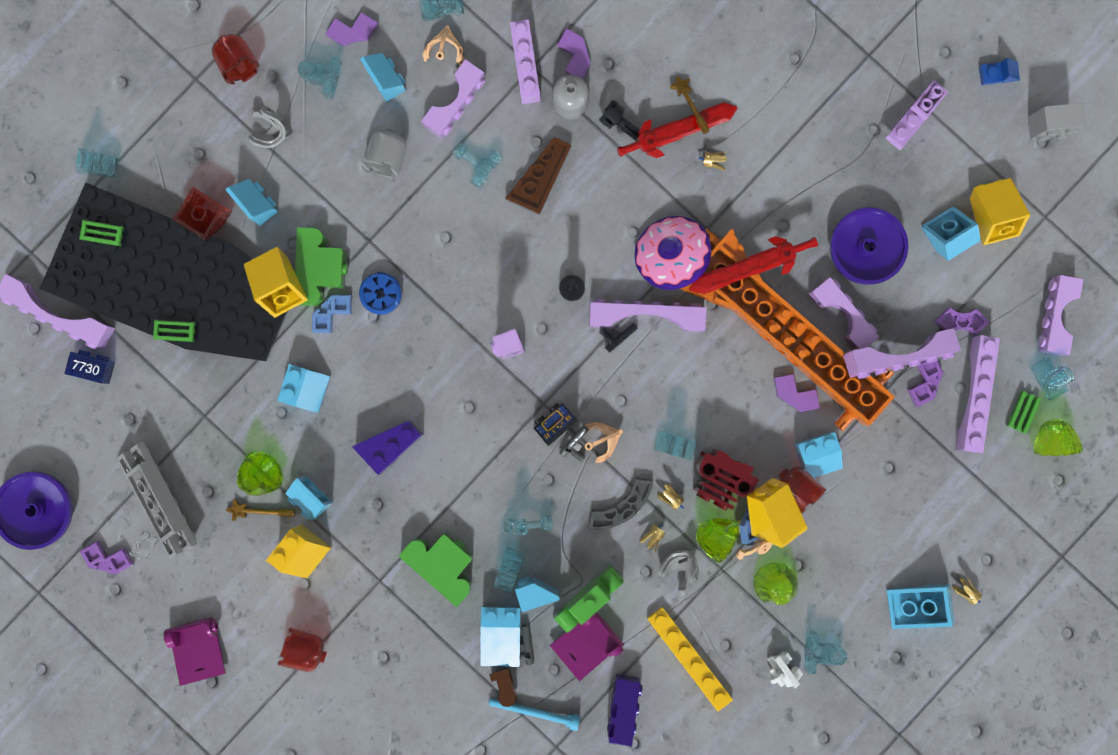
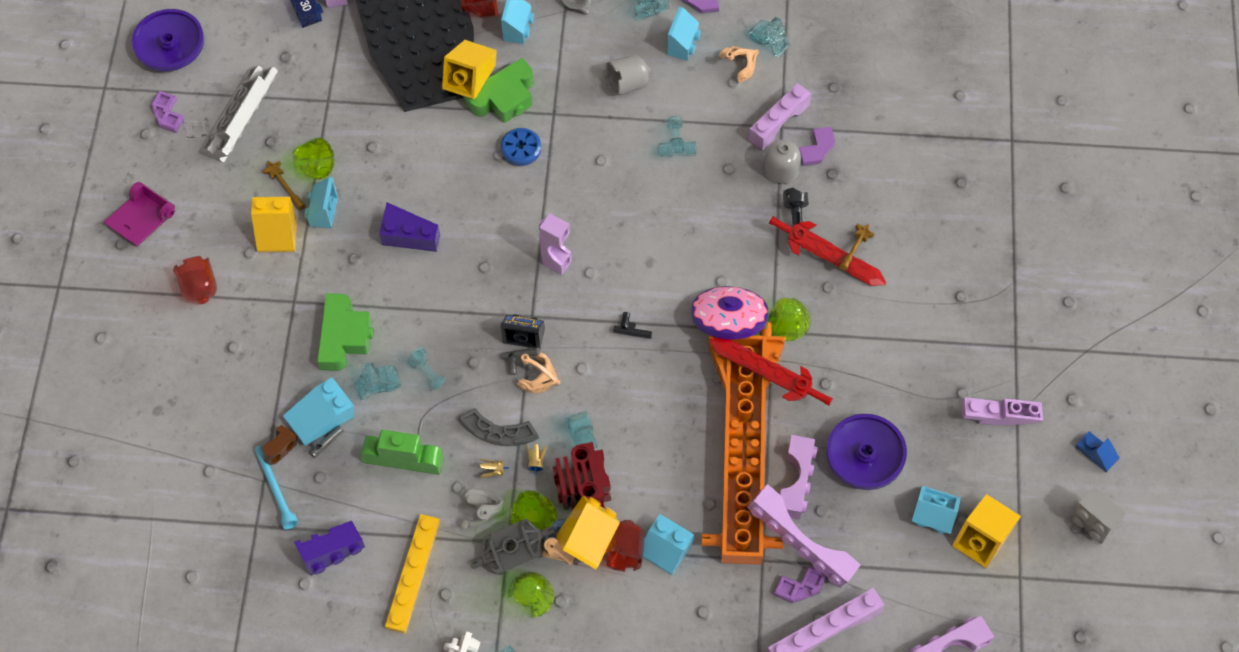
camera: 50 degrees right, 25 degrees down
(191, 331) = (384, 44): bright green tile -> none
(303, 388) = (404, 145): medium azure slope -> none
(323, 316) = (469, 123): medium blue tile -> none
(440, 119) = (686, 94): lavender arch -> none
(535, 593) = (371, 407): medium azure slope -> none
(536, 184) = (694, 190): reddish brown wing -> none
(572, 288) = (639, 266): black piece -> none
(587, 646) = (365, 484): magenta door -> none
(687, 318) = (642, 307): lavender arch -> none
(709, 158) = (826, 290): pearl gold piece -> none
(711, 208) = (789, 319): none -> clear neon green hair
(734, 559) = (528, 542): none -> dark grey plate
(787, 392) = (698, 499): medium lavender tile -> none
(971, 322) = (877, 578): medium lavender tile -> none

